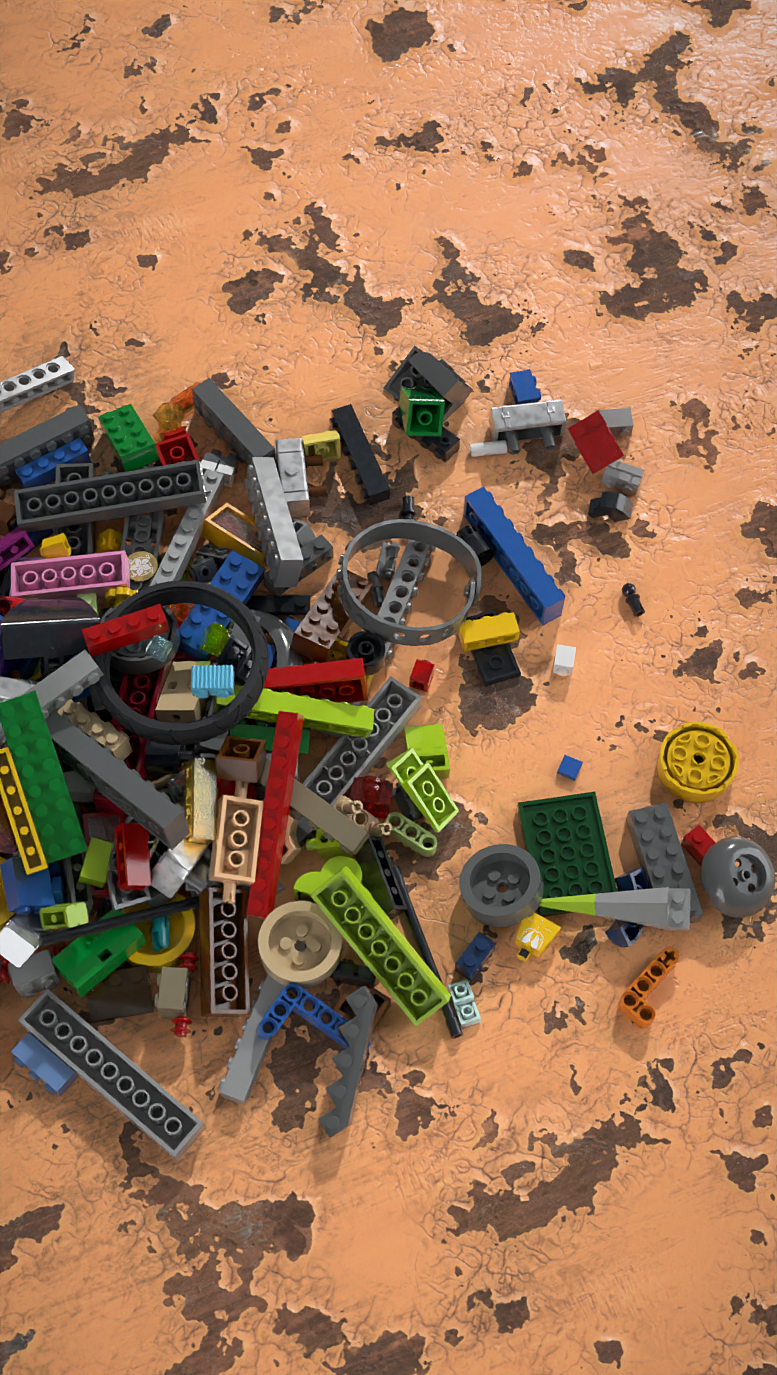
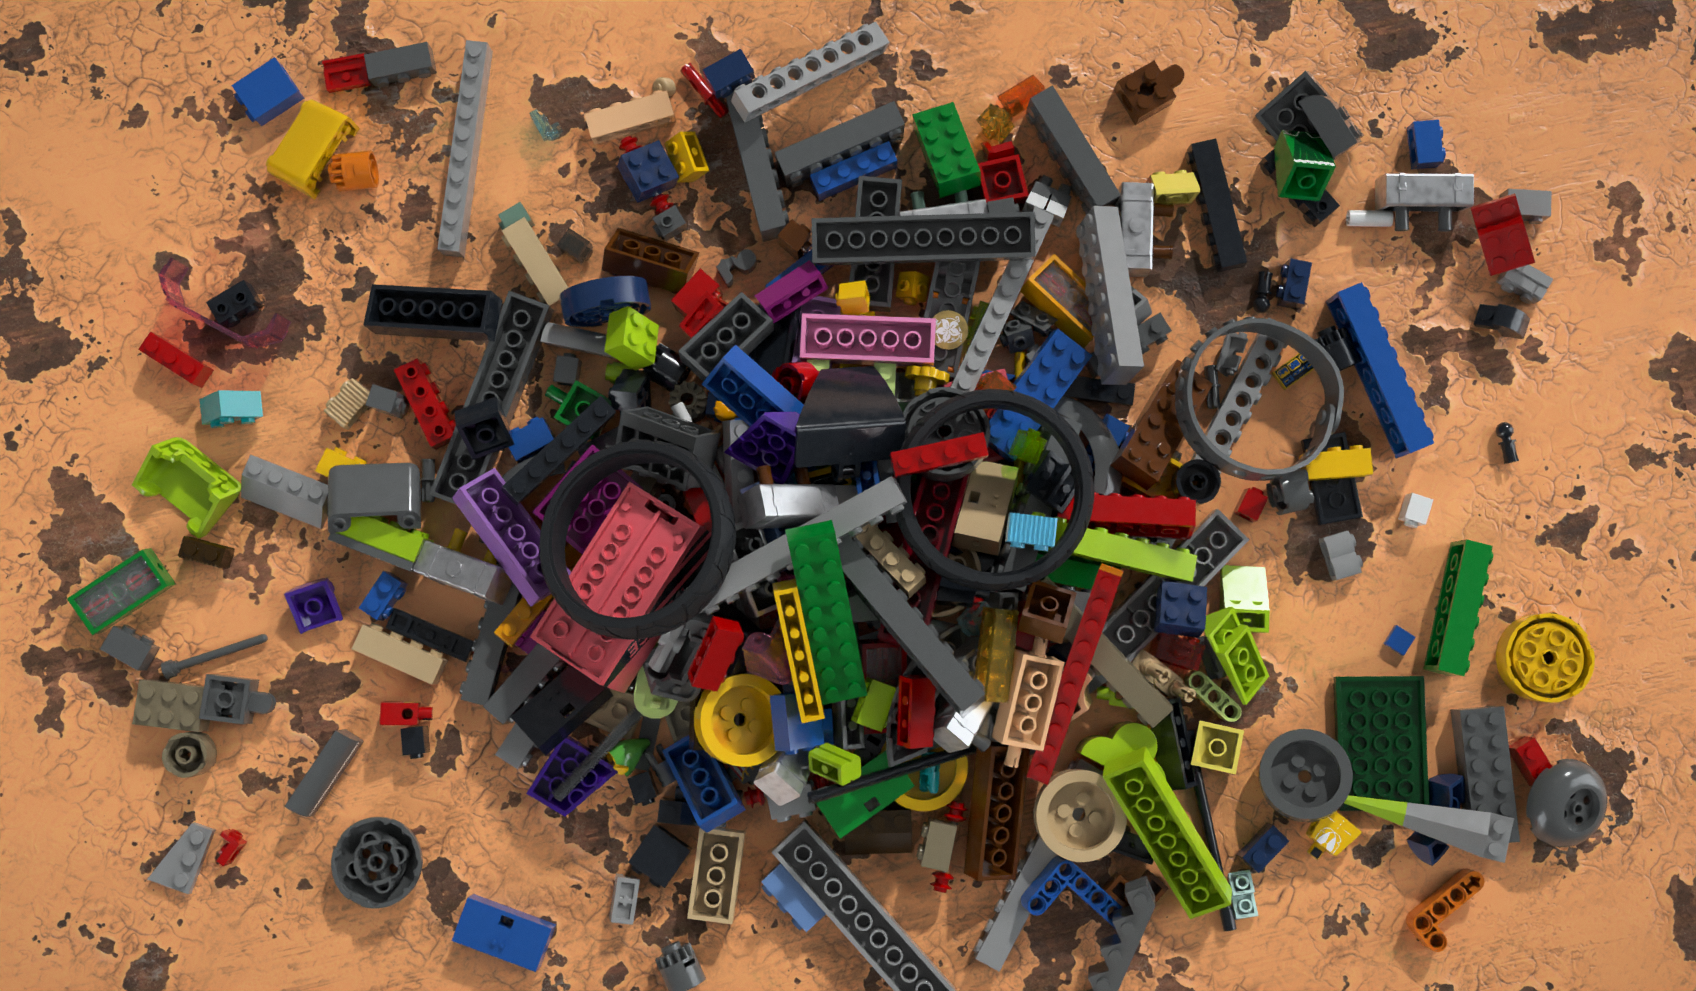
camera: 10 degrees right, 20 degrees up
(159, 648) = (973, 477): clear light blue tile -> none
(299, 380) = (1148, 90): none -> reddish brown brick
(365, 754) = (1180, 609): none -> dark blue brick
(420, 874) = (1217, 747): none -> light yellow slope
(432, 504) = (1294, 283): none -> dark blue brick
(443, 569) = (1292, 371): none -> tile
(452, 657) = (1290, 492): none -> dark grey brick
(506, 705) = (1341, 555): none -> light grey brick
(613, 730) = (1458, 608): none -> green brick

